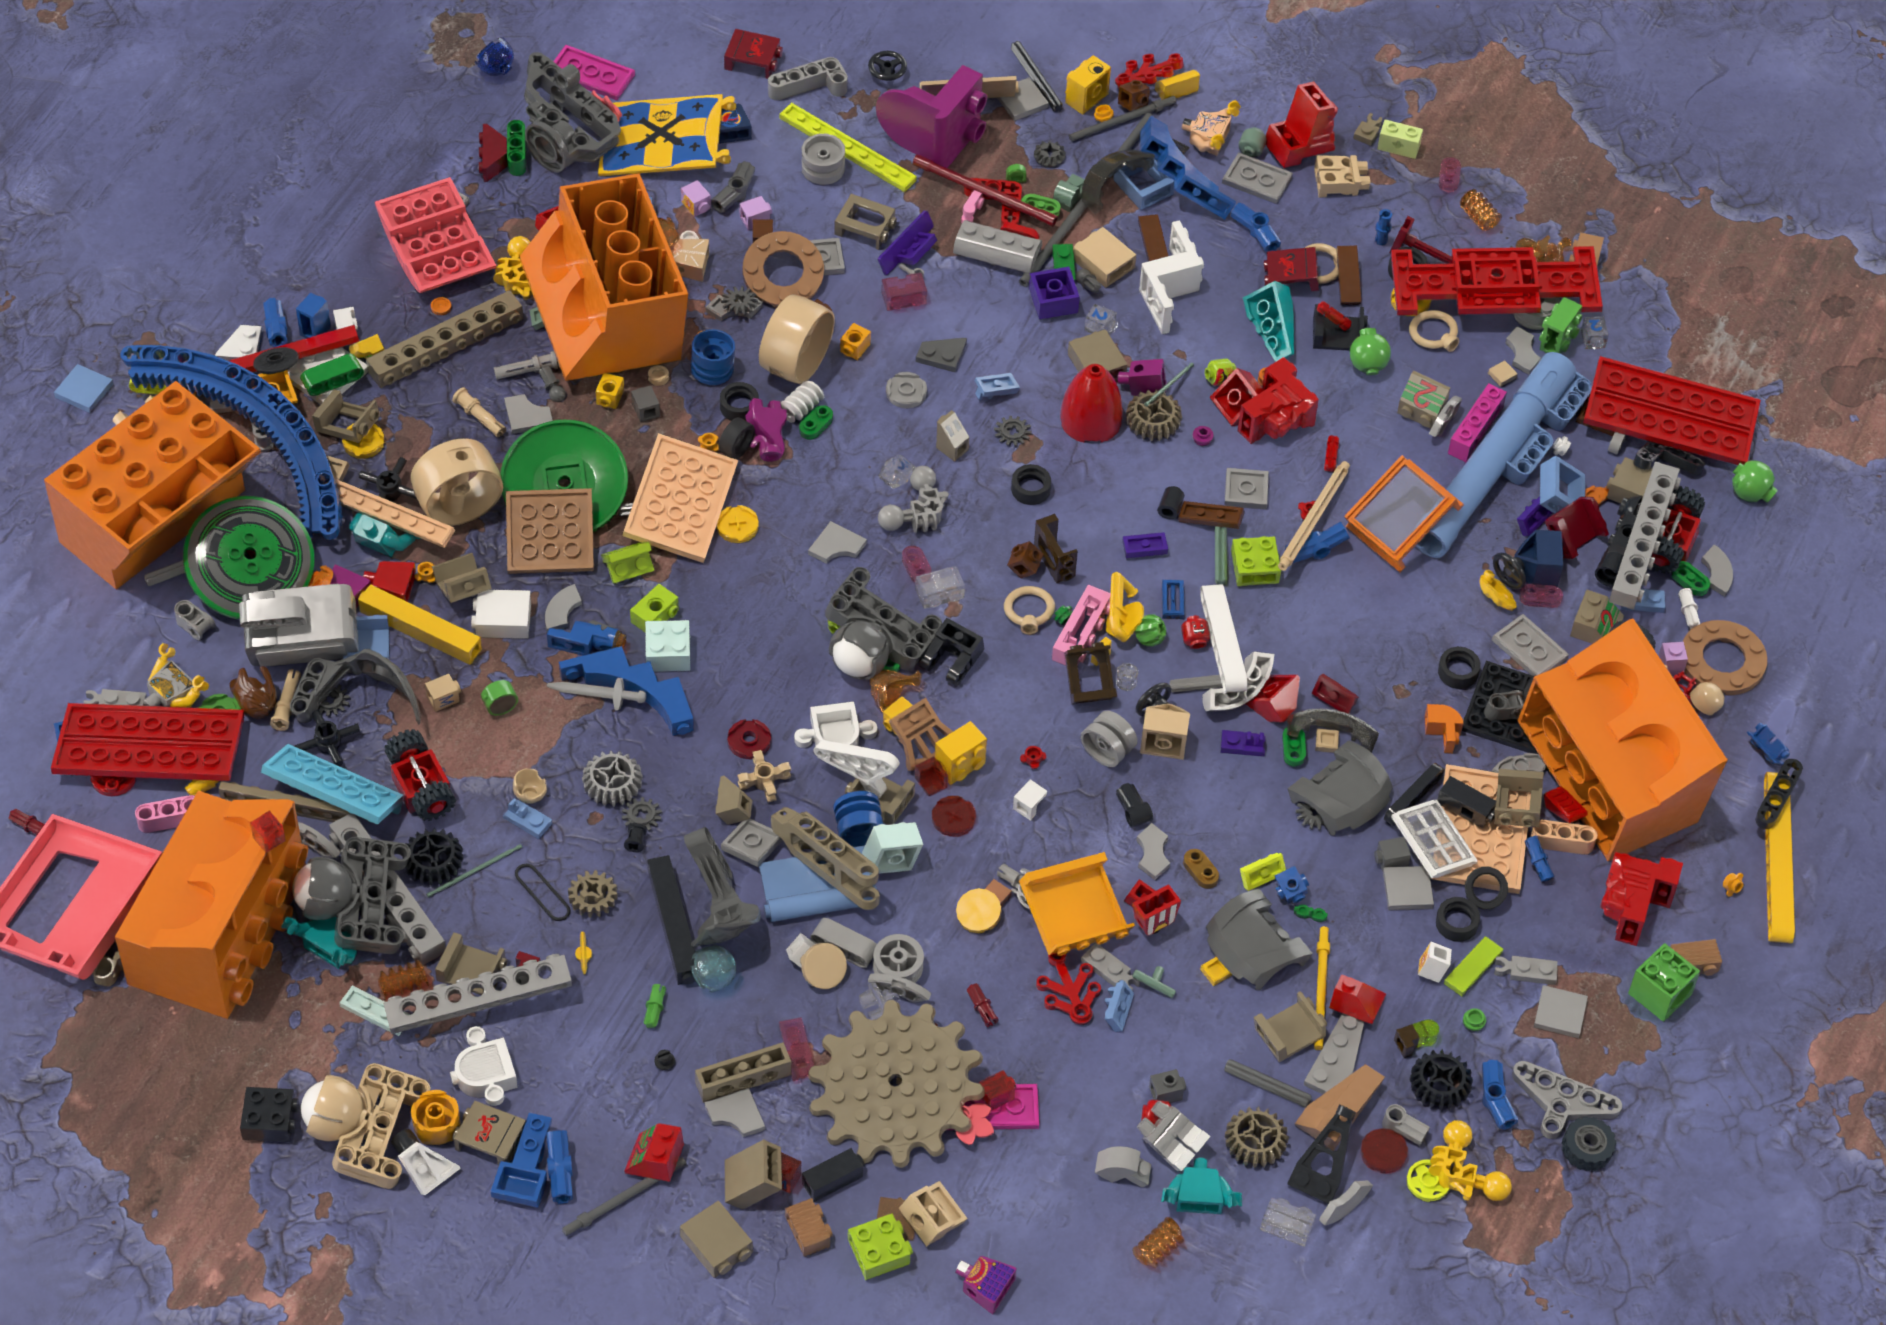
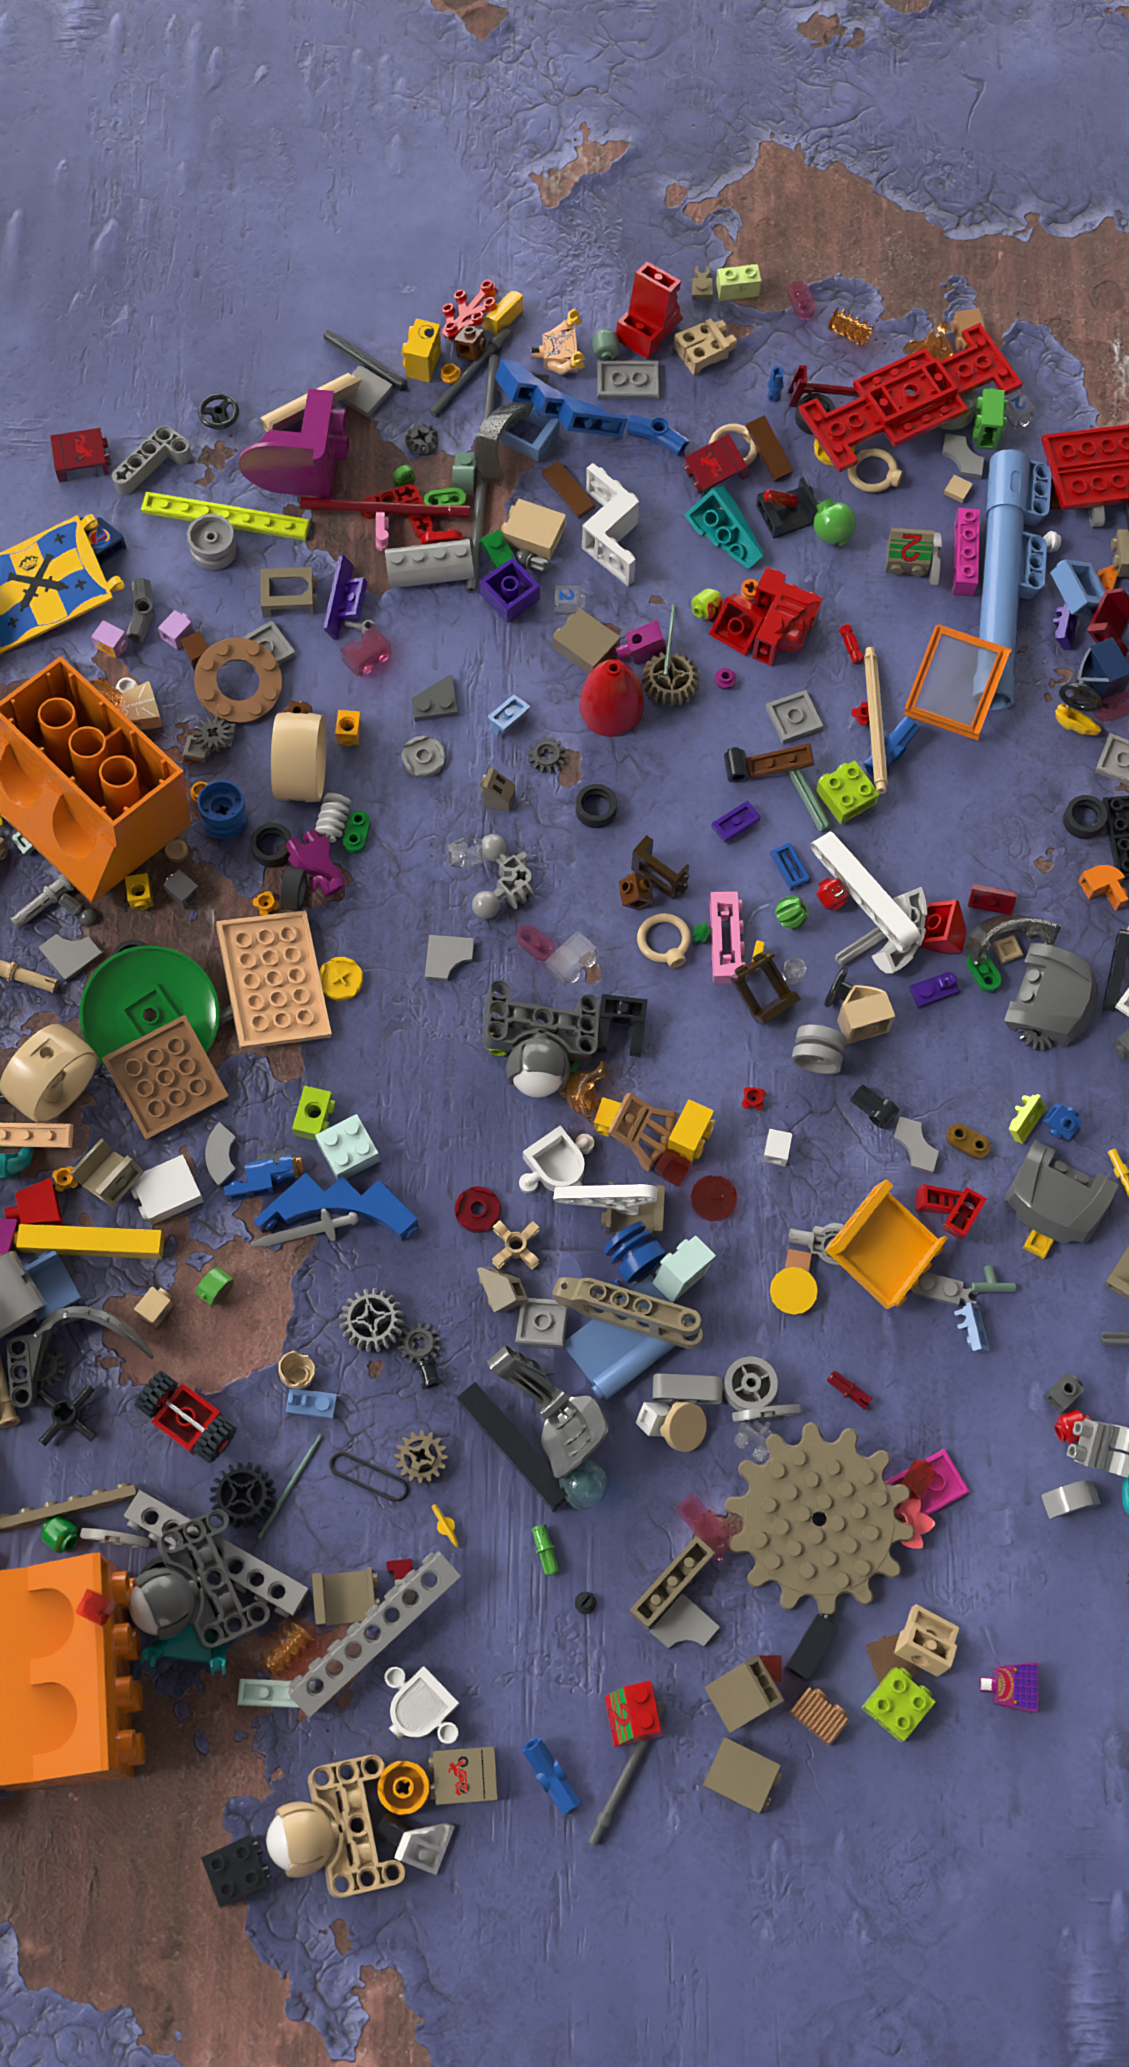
camera: 25 degrees left, 15 degrees up
(333, 784) = (102, 1469): medium azure bracket -> none
(521, 1179) = (521, 1813): blue plate -> none
(628, 561) = (258, 1071): lime bracket -> none
(1070, 990) = (921, 1332): red plant -> none
(1126, 618) = (759, 913): yellow piece -> none
(1304, 911) = (1097, 1137): green piece -> none

